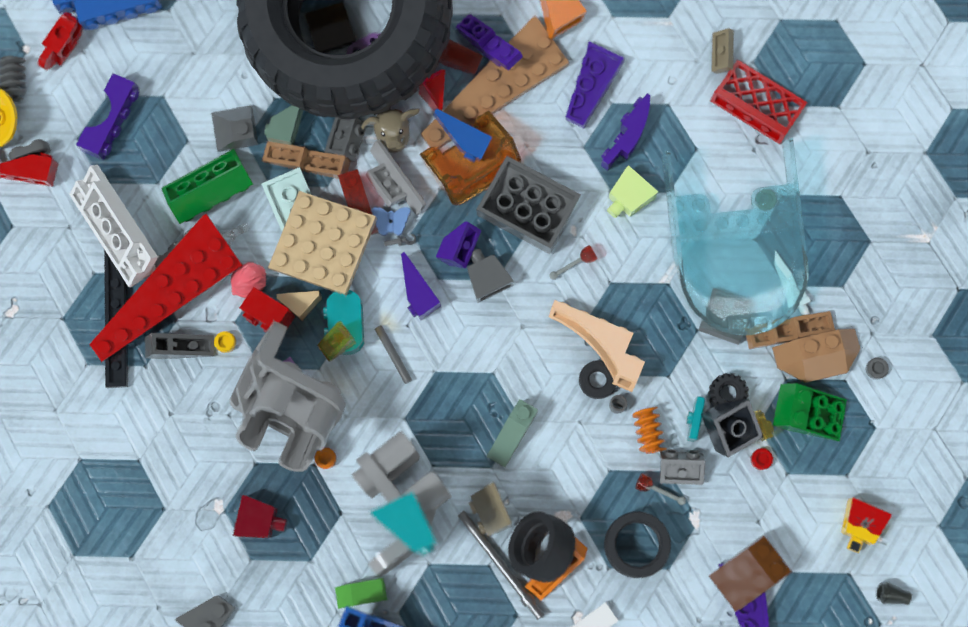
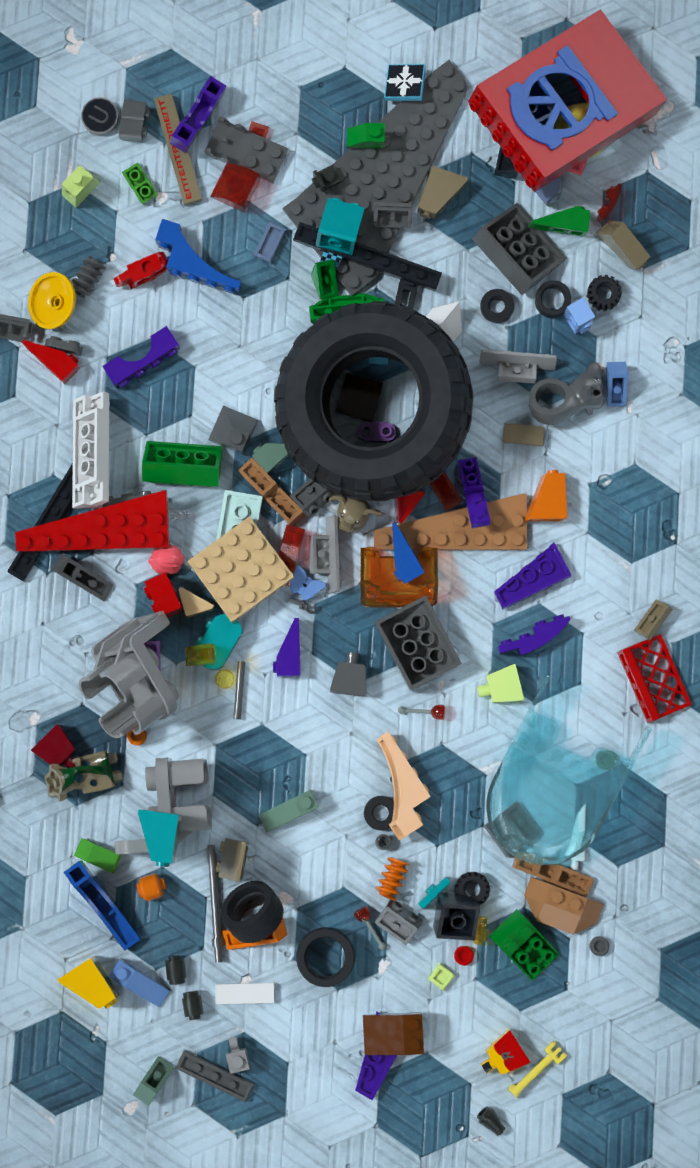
camera: 30 degrees right, 5 degrees up
(225, 342) = (118, 596): yellow tile -> none
(280, 543) = (62, 780): none -> dark tan hips
(373, 353) = (224, 679): none -> clear yellow tile
(431, 589) = (151, 887): none -> orange head
(458, 245) = (343, 640): dark purple slope -> none
(754, 492) = (441, 976): none -> yellowish green tile
(905, 497) = (552, 1056): none -> light yellow hinge

